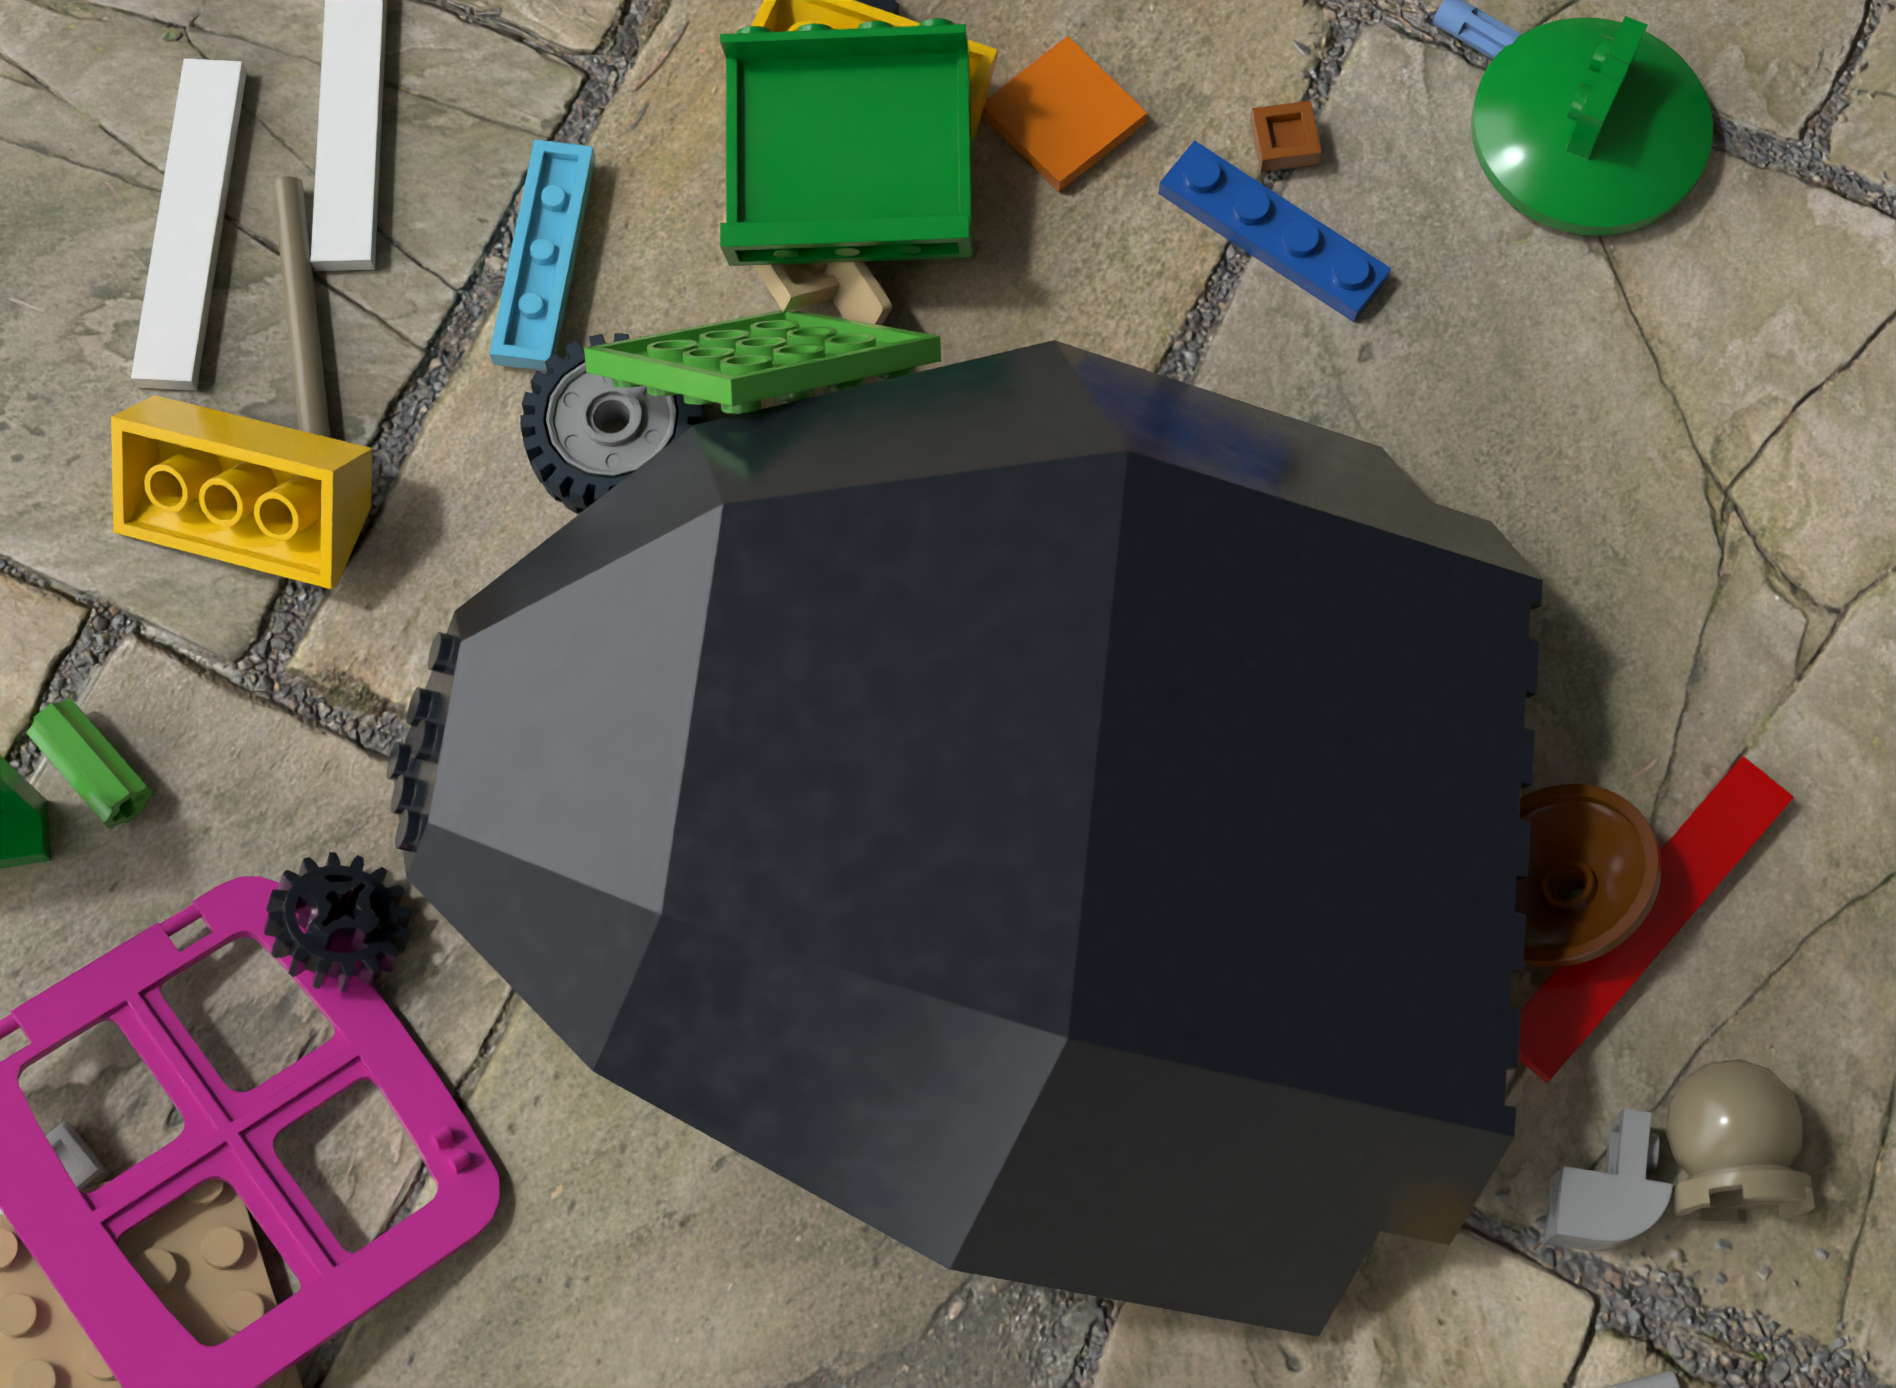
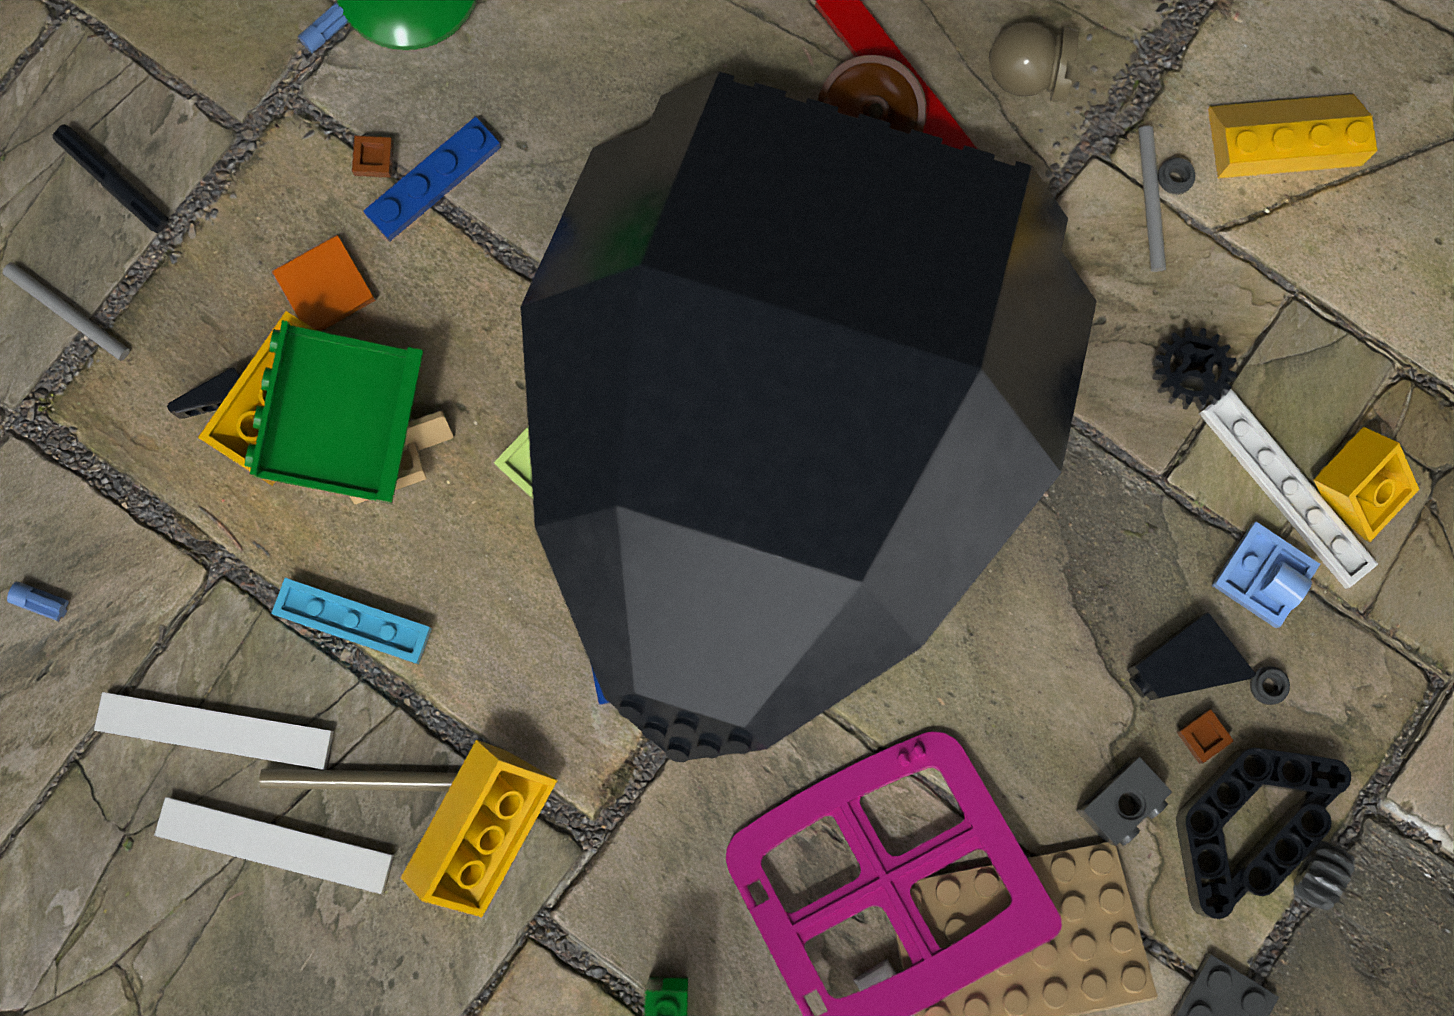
camera: 85 degrees left, 10 degrees up
(89, 763) = (635, 944): bright green axle -> none
(348, 943) = (763, 818): black gear -> none
(566, 422) = (463, 569): wheel -> none
(762, 358) = (477, 488): bright green plate -> none
(1612, 1207) = (1052, 130): light grey brick -> none

